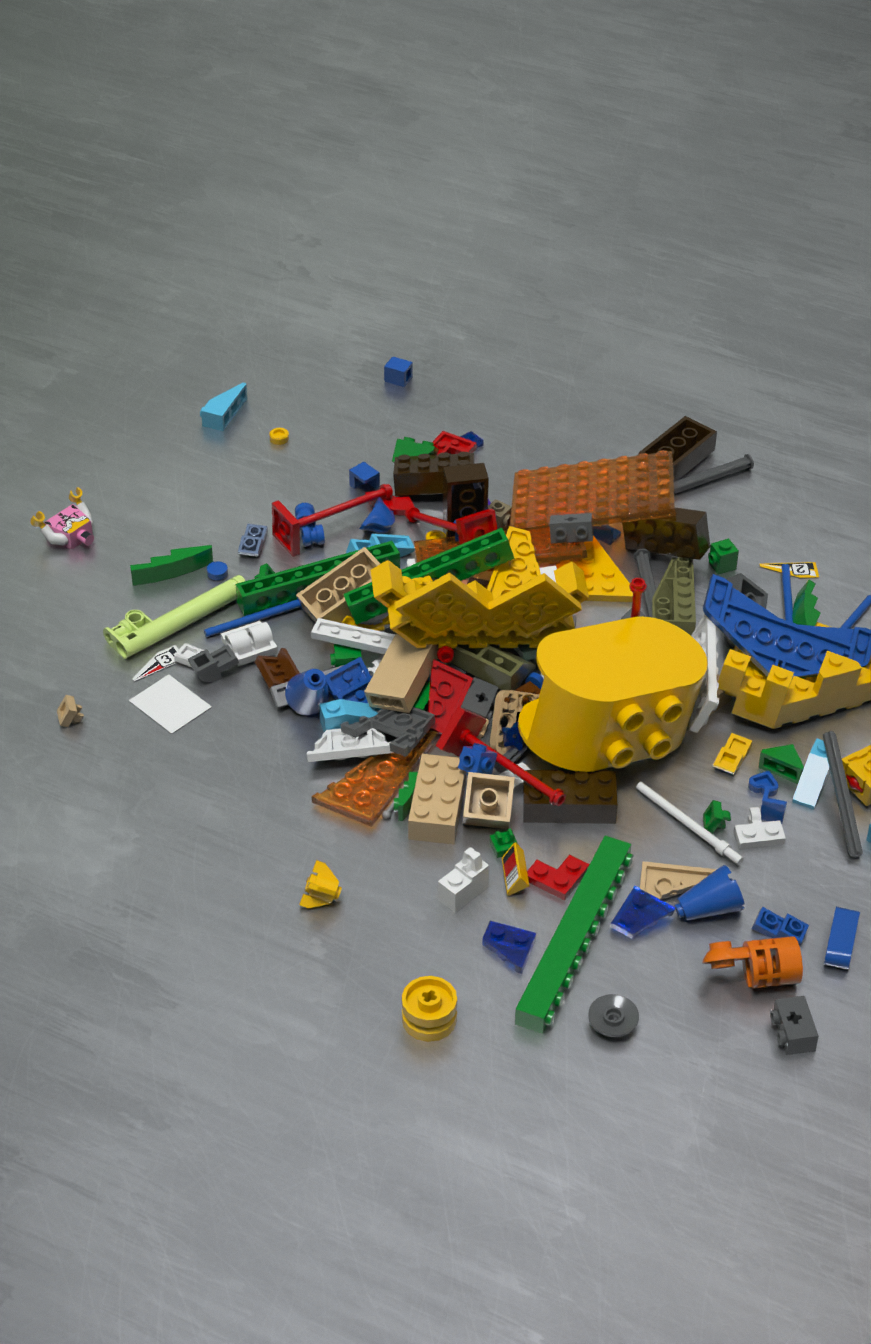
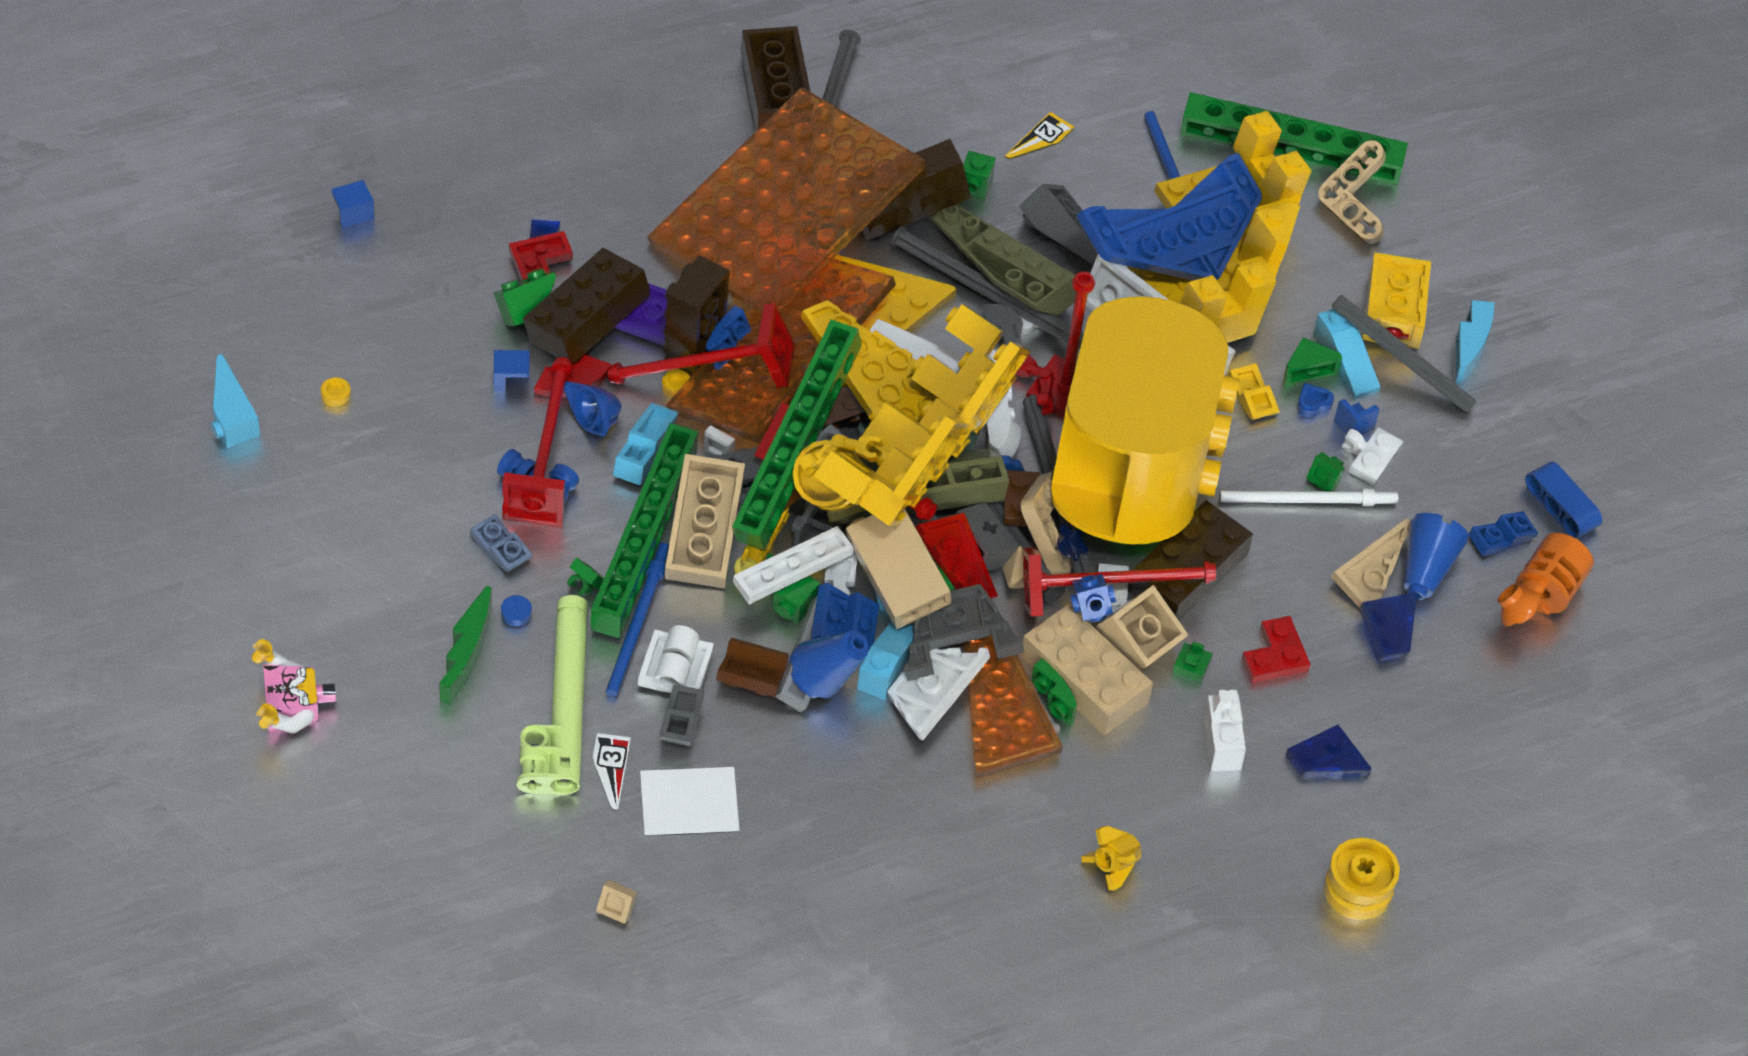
camera: 55 degrees left, 10 degrees up
(186, 652) = (634, 731): white tile -> none
(515, 869) = (1235, 675): slope -> none
(571, 528) = (839, 261): dark grey brick -> none
(573, 935) = (1369, 694): green brick -> none
(611, 1008) = (1500, 732): dark grey dish -> none
(787, 592) = (1082, 174): blue bar -> none
(794, 1025) = (1632, 616): dark grey brick -> none
(804, 604) = (1126, 179): green slope -> none

